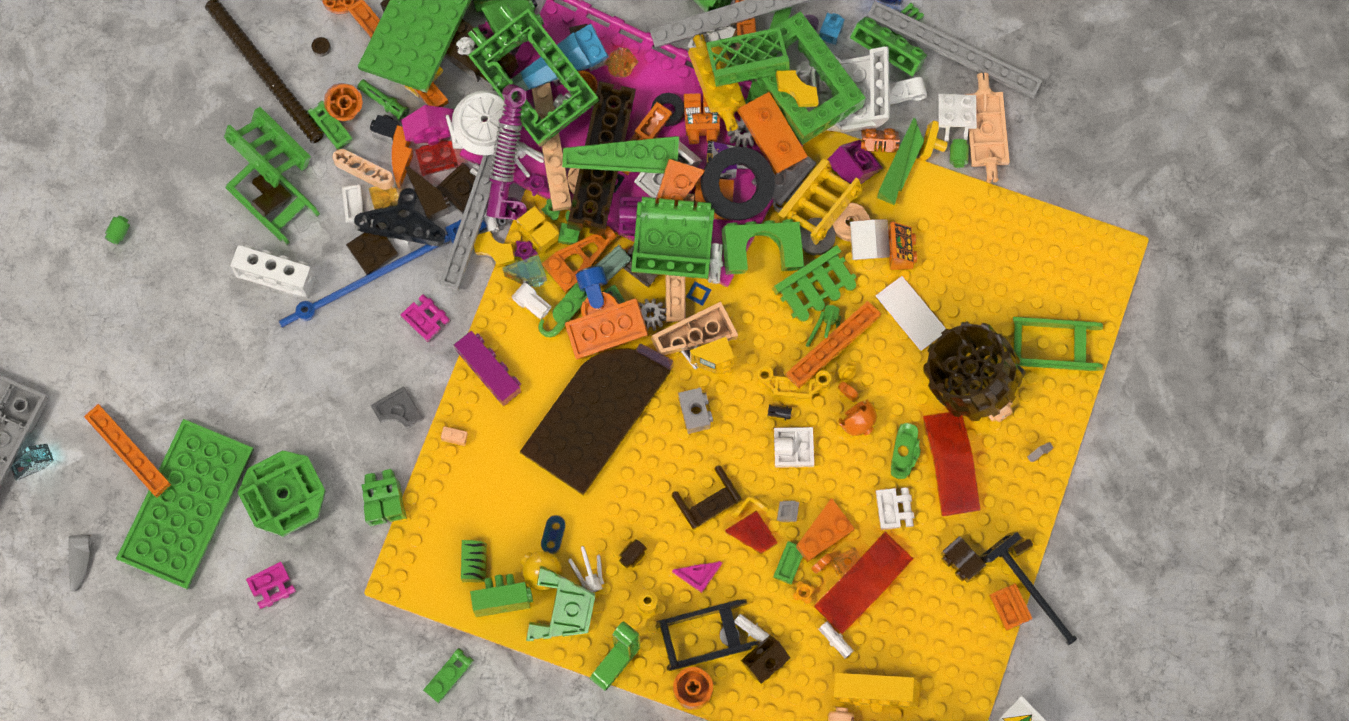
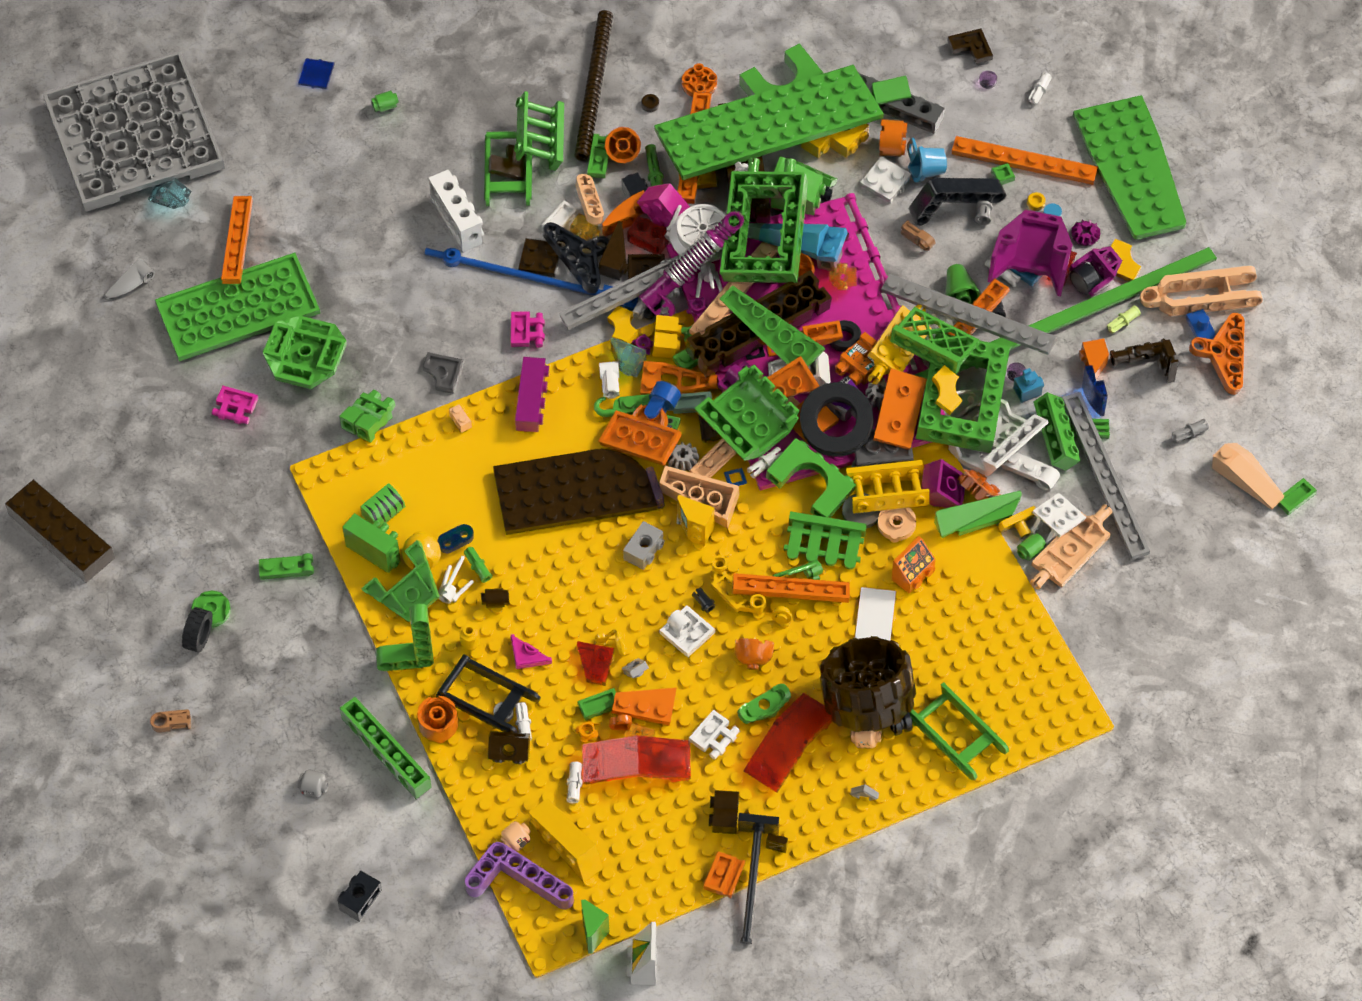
camera: 45 degrees right, 15 degrees down
(34, 253) = (316, 73): none -> clear blue piece
(590, 539) = (477, 564): none -> bright green axle
(711, 506) = (586, 617): dark brown plate -> none
(848, 391) = (767, 627): orange tile -> none
(869, 239) = (894, 540): white slope -> none

